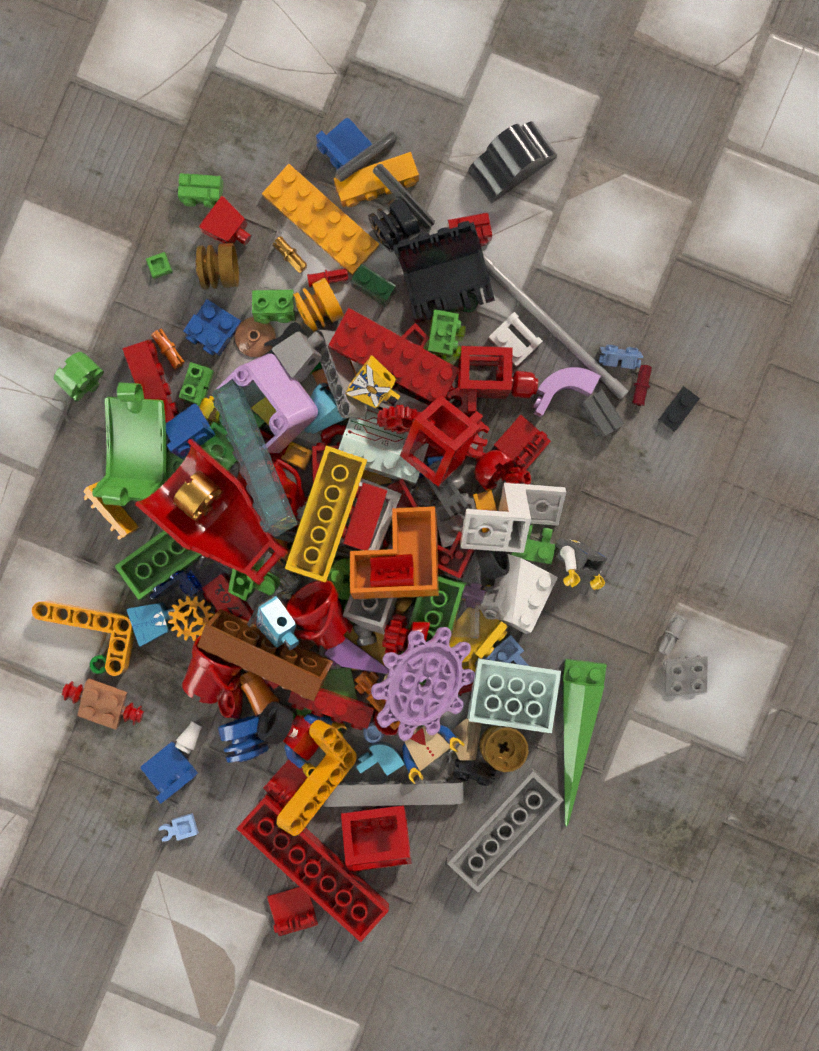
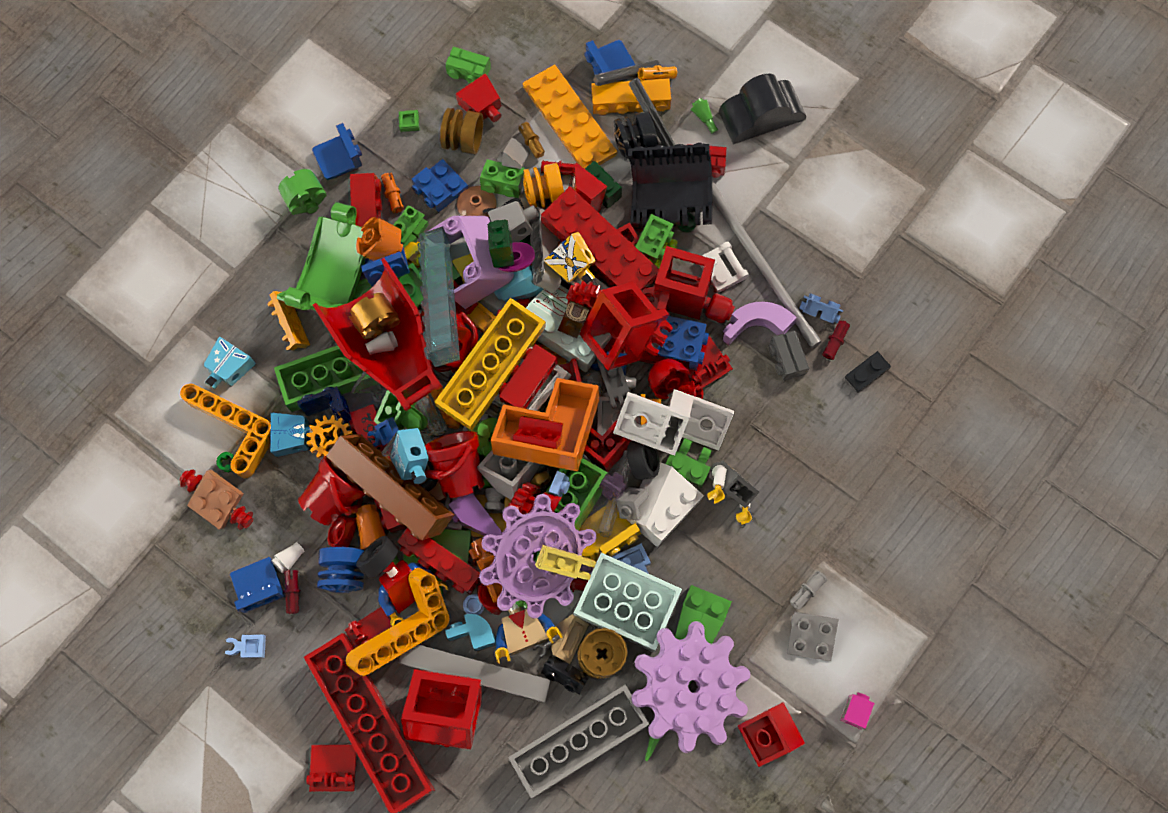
camera: 20 degrees right, 15 degrees down
(65, 570) = (226, 364): none -> medium azure torso
(99, 323) = (338, 154): none -> blue bracket
(175, 413) = (379, 239): none -> orange brick
(203, 768) = (291, 592): none -> dark red axle
(215, 516) = (382, 343): none -> light grey cone
(244, 602) = (384, 432): none -> blue plate
(279, 277) = (515, 154): none -> light grey slope
(297, 386) = (500, 243): none -> dark green brick
(310, 389) = (523, 257): none -> magenta dish
(361, 297) = (588, 186): none -> red slope
(391, 444) = (573, 319): none -> dark brown brick
(396, 147) = (667, 73): none -> light orange pin
(424, 610) = (560, 484): none -> light blue plate
(449, 682) = (563, 562): none -> light yellow hinge
(453, 177) = (703, 112): none -> bright green cone
(503, 430) = (685, 341): none -> blue bracket
(571, 749) = (668, 689): none -> lavender plate
(671, 773) = (771, 734): none -> red slope
(741, 731) = (857, 710): none -> dark pink brick

